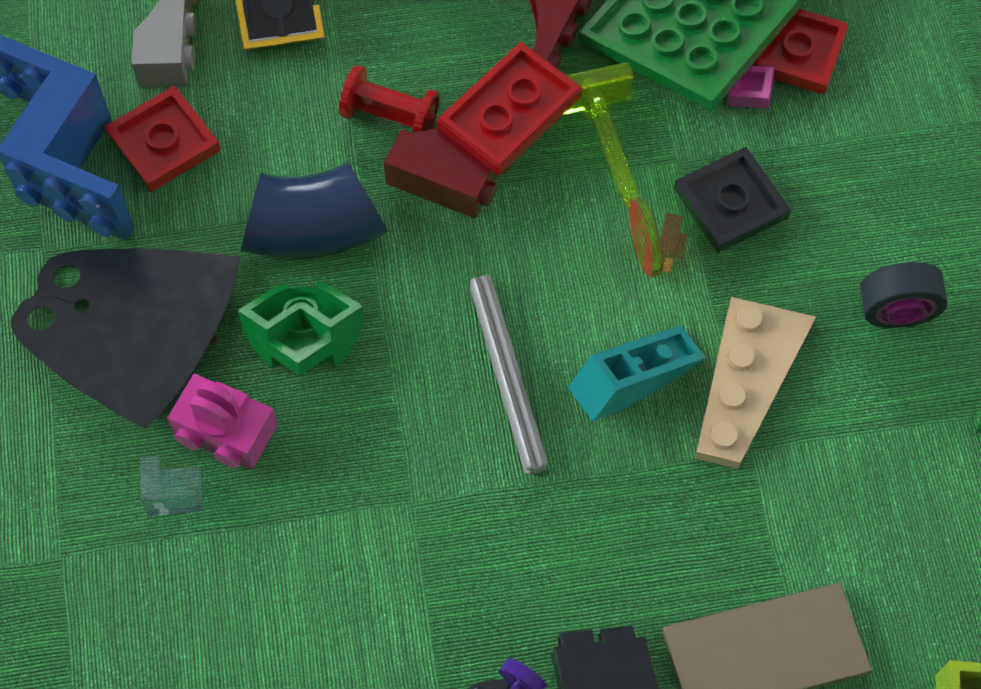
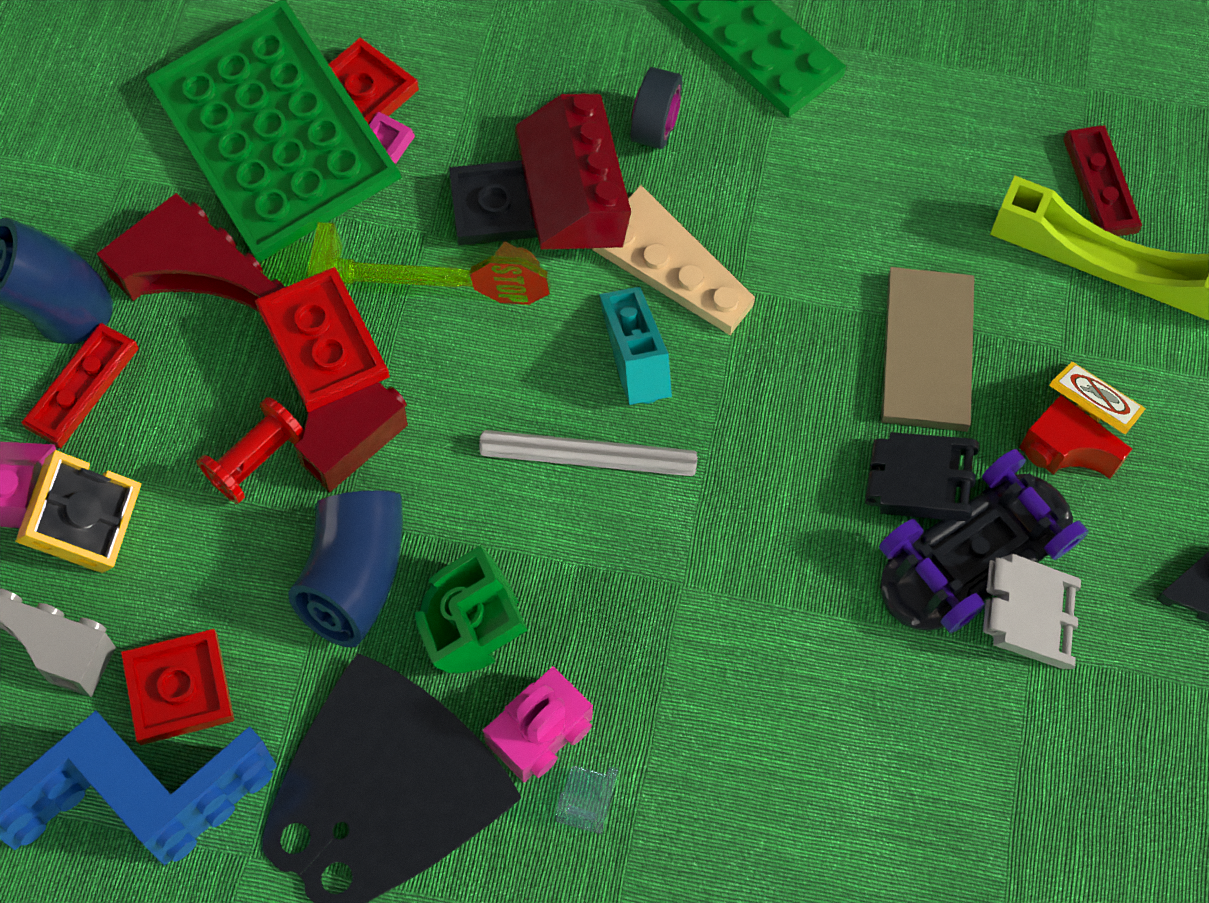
camera: 70 degrees left, 0 degrees up
(785, 248) = (573, 174): none -> dark red slope

